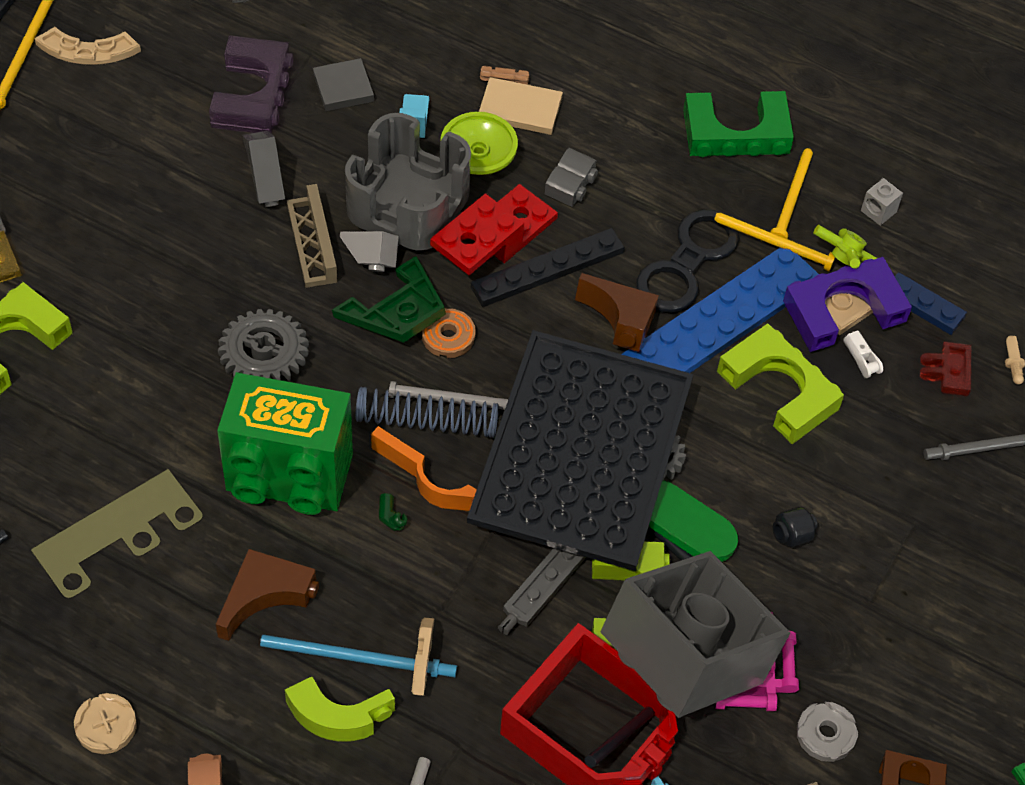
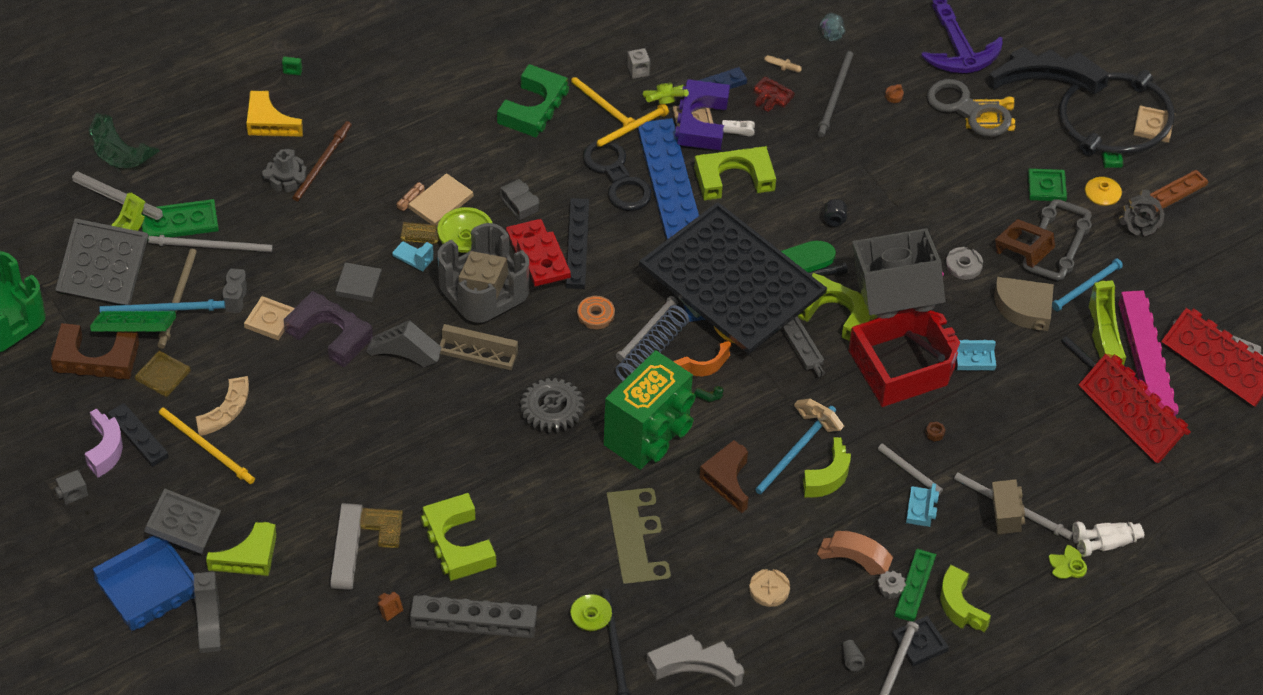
camera: 60 degrees left, 5 degrees down
(237, 22) = (268, 318): none -> tan tile
(372, 248) = (512, 319): light grey slope -> none
(398, 177) = (484, 269): none -> dark tan brick
(402, 312) = (570, 322): dark green wing -> none
(452, 102) = (419, 233): none -> clear yellow tile
(625, 308) = (637, 217): reddish brown arch -> none

